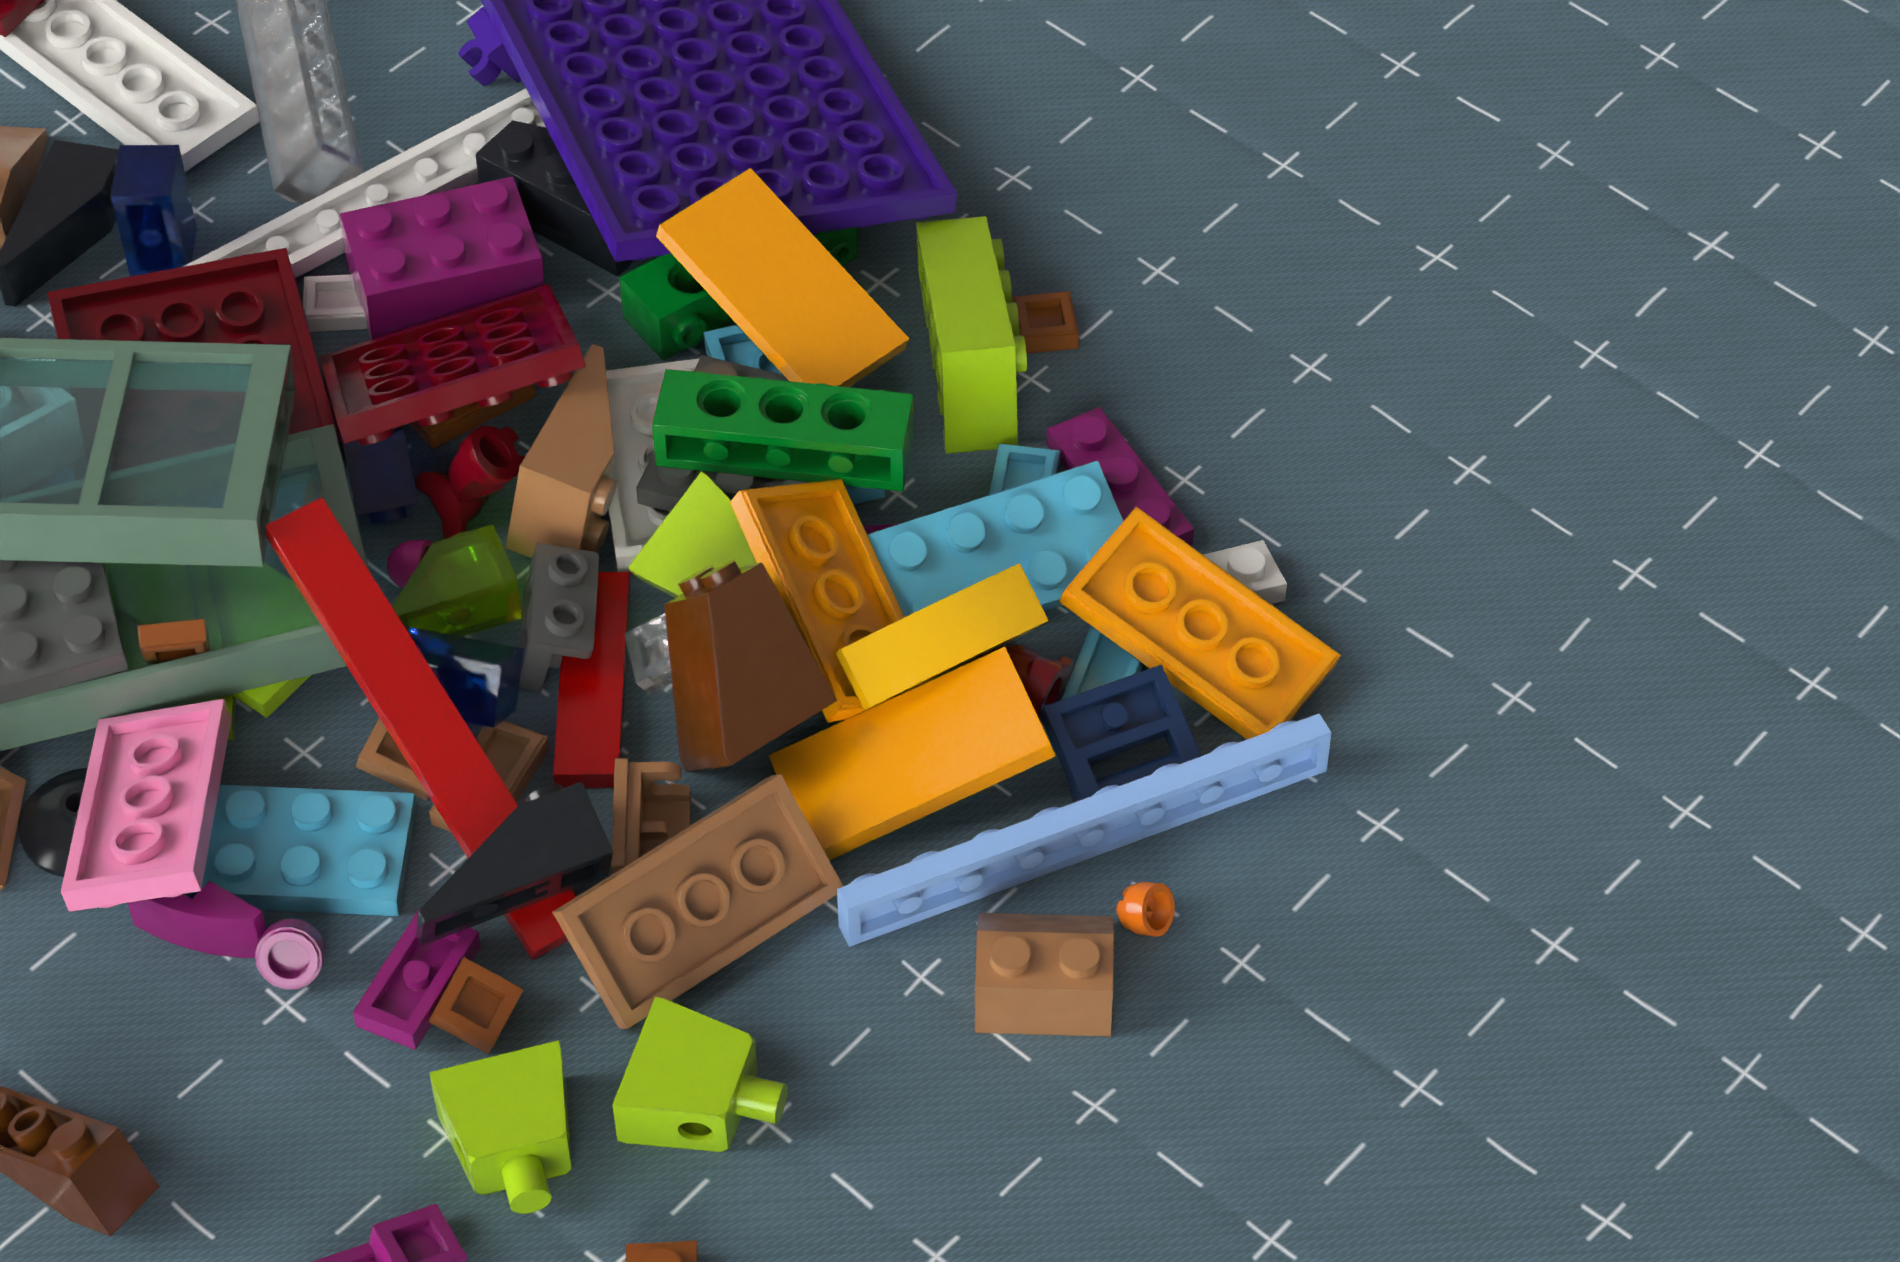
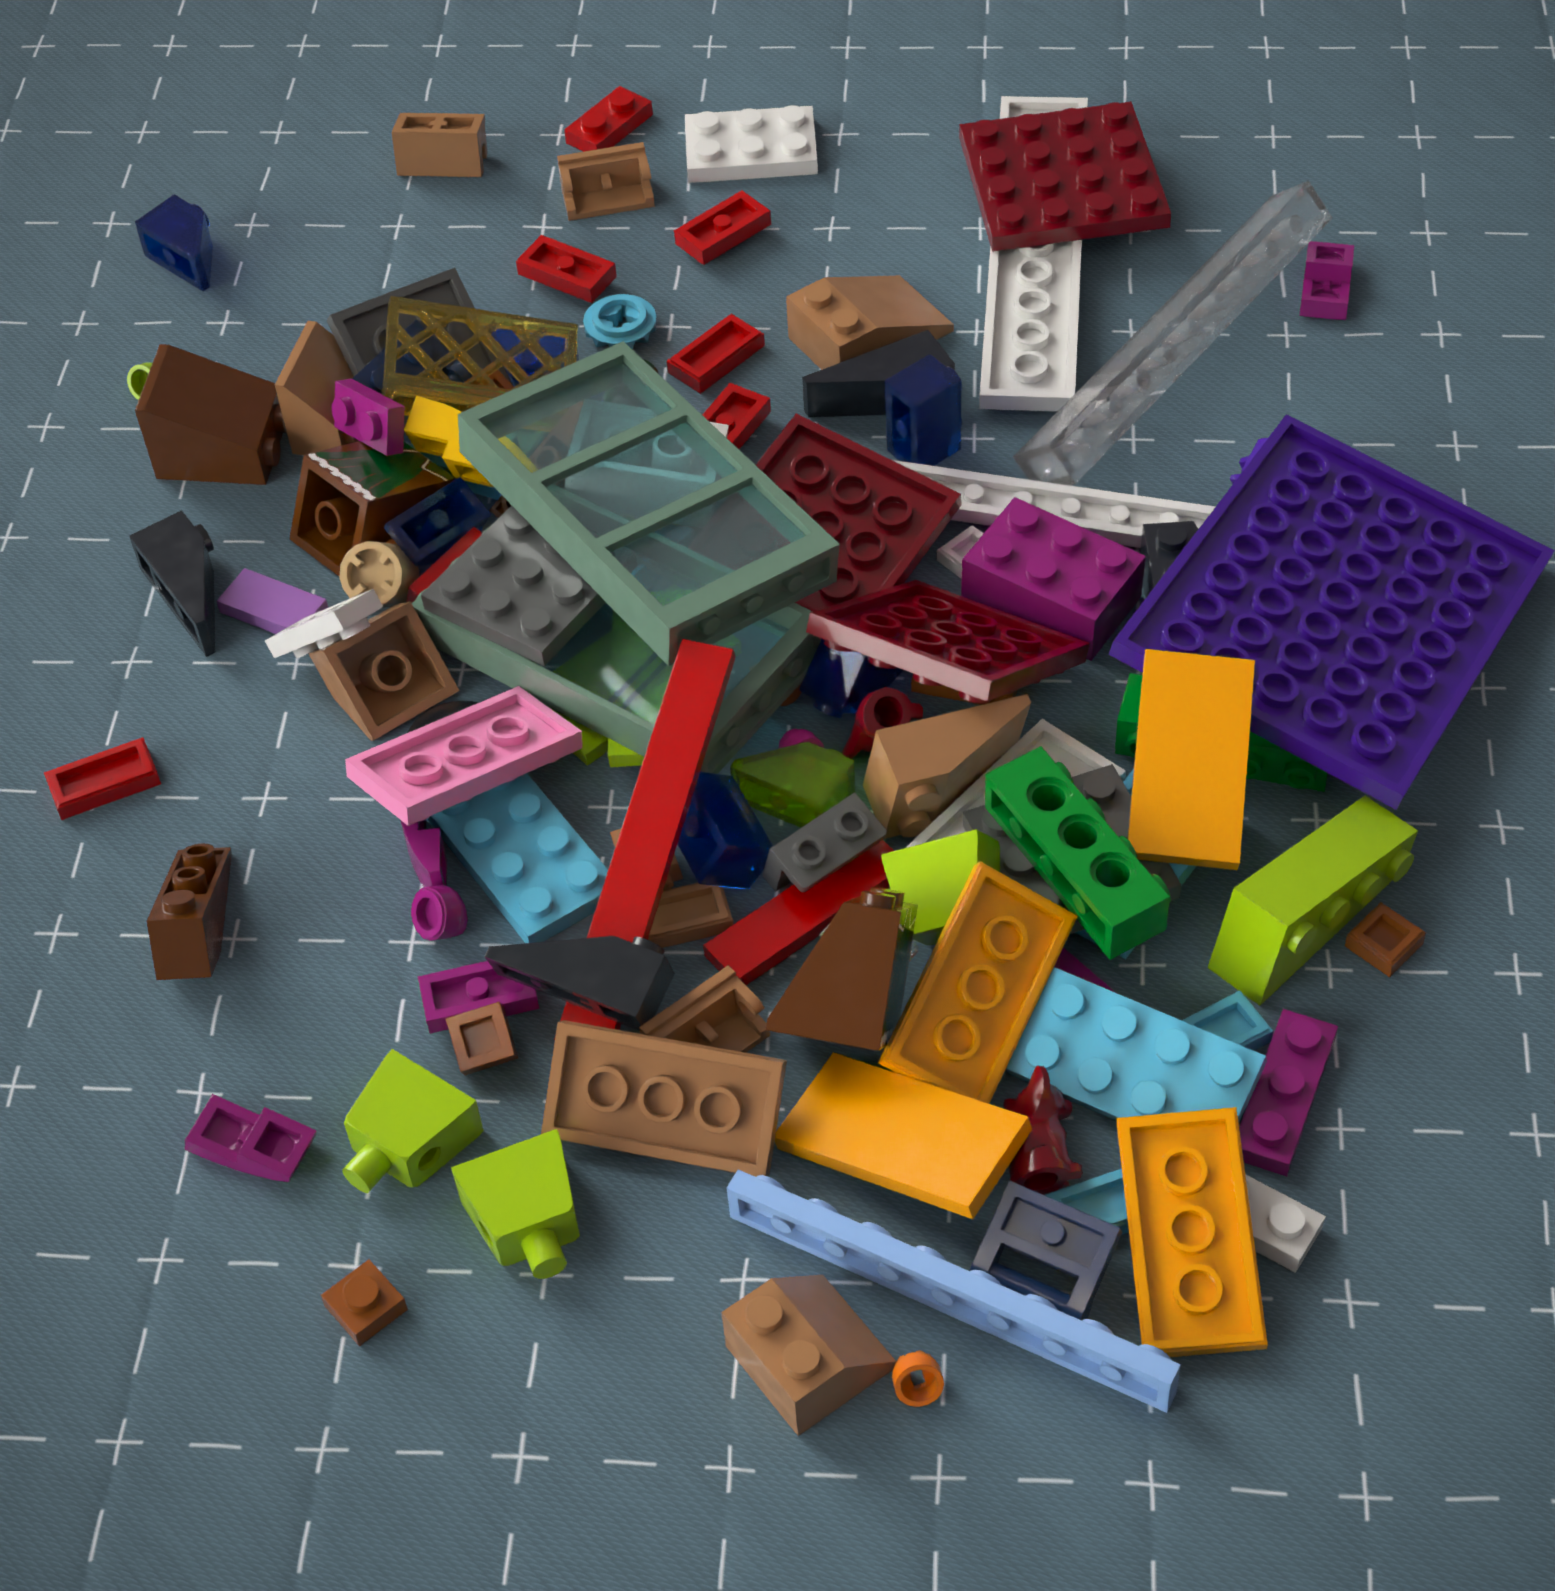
camera: 55 degrees right, 0 degrees up
(173, 640) = (580, 670): dark orange tile -> none
(941, 636) = (1001, 1073): yellow slope -> none

